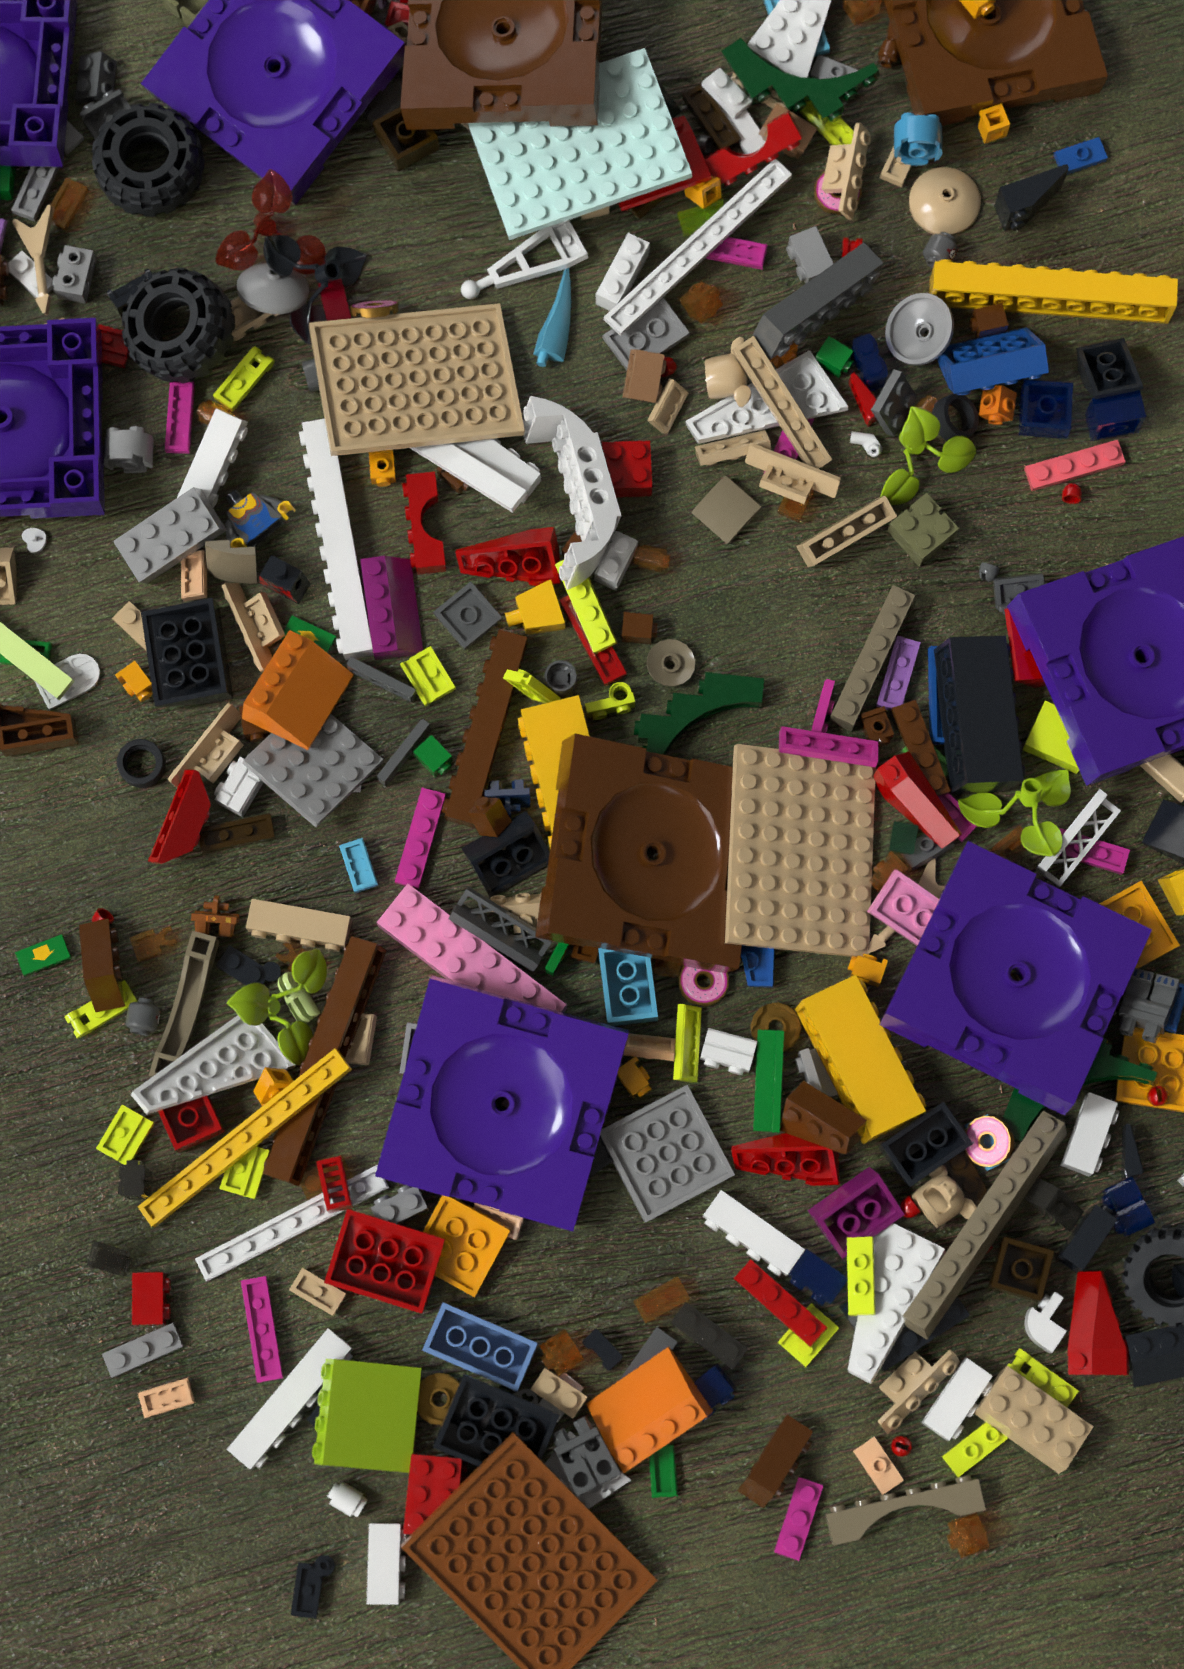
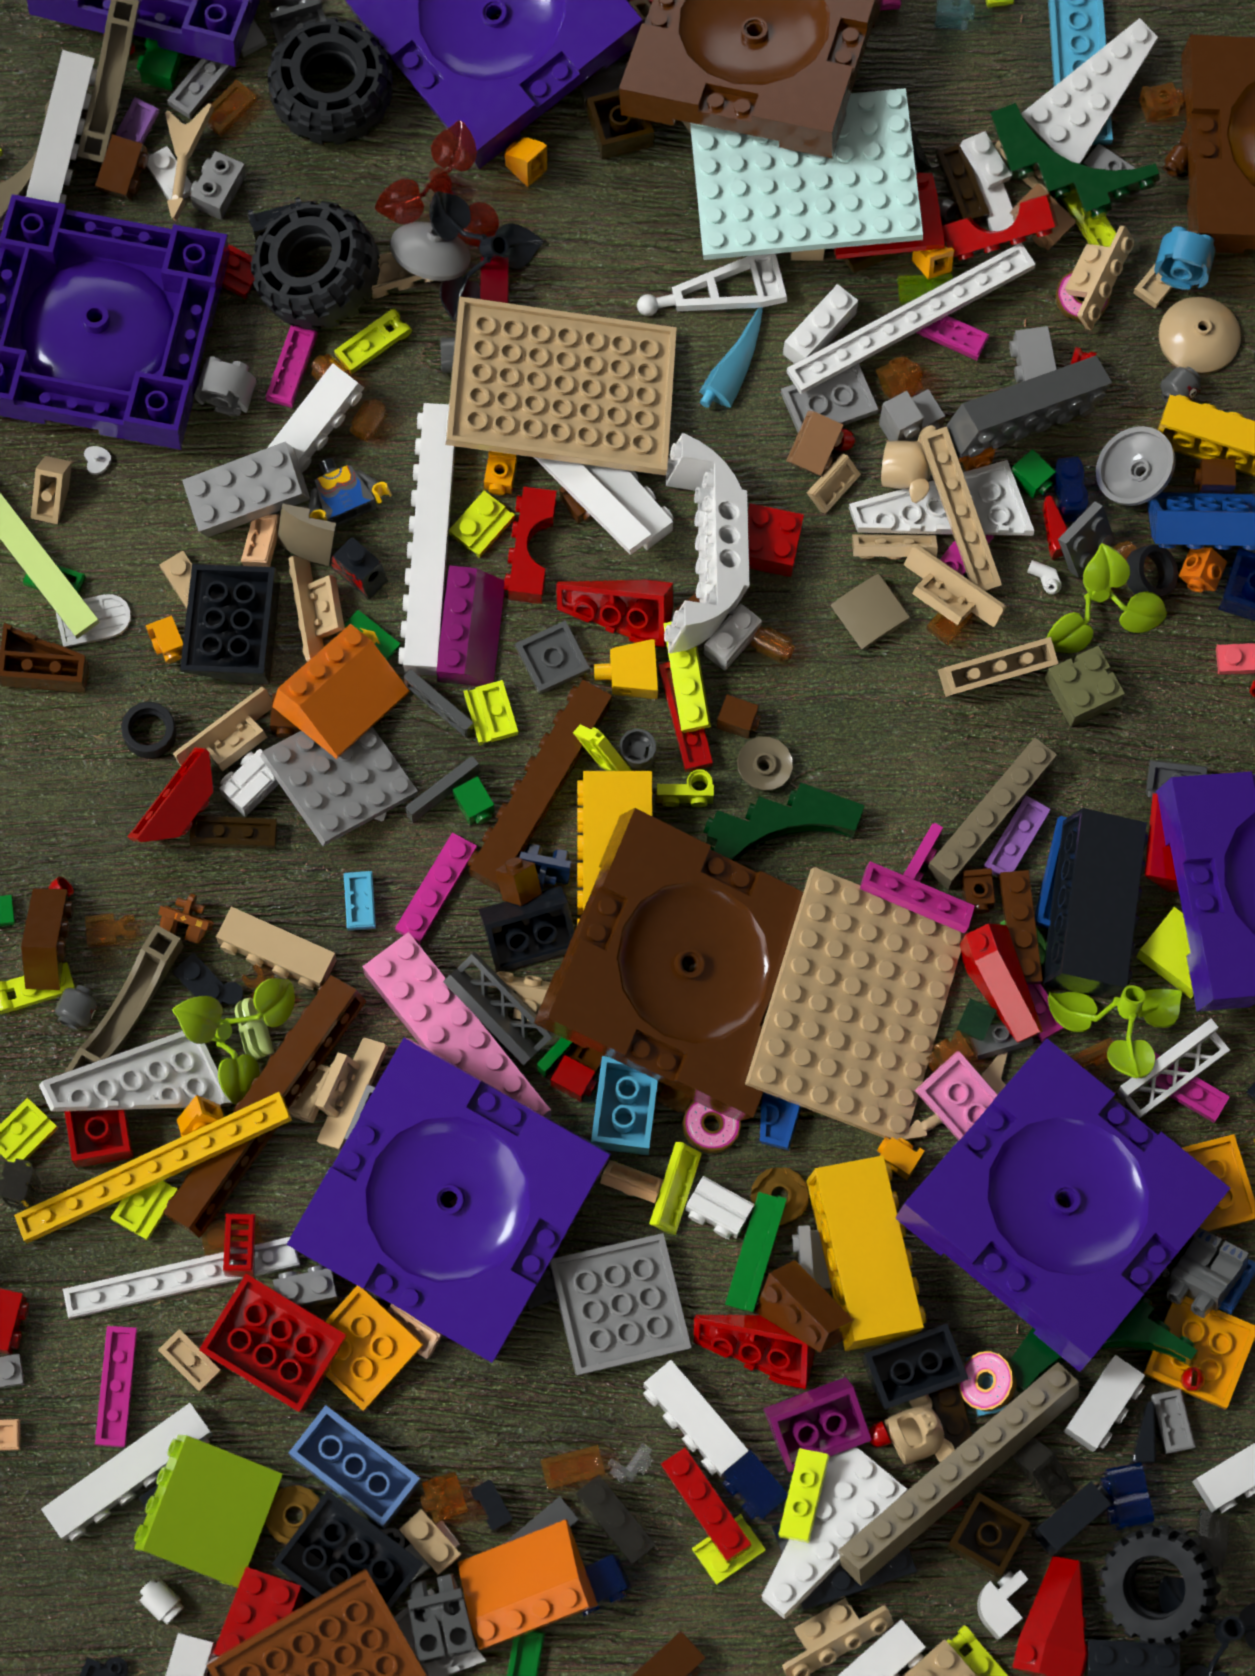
camera: 10 degrees right, 5 degrees down
(258, 448) = (368, 419): none -> clear orange brick
(334, 187) = (527, 159): none -> light orange slope
(374, 309) = (536, 299): pearl gold tile -> none
(377, 515) = (481, 524): none -> neon yellow plate
(389, 1030) = (345, 1088): none -> tan bracket
(578, 972) = (574, 1079): none -> red brick
(634, 1078) = (605, 1212): light orange brick -> none
(716, 333) = (905, 417): none -> light grey brick
(716, 1283) = (639, 1463): none -> clear bracket
(988, 572) = (1146, 750): dark grey hinge -> none
(1149, 1134) = (1173, 1421): none -> light grey plate

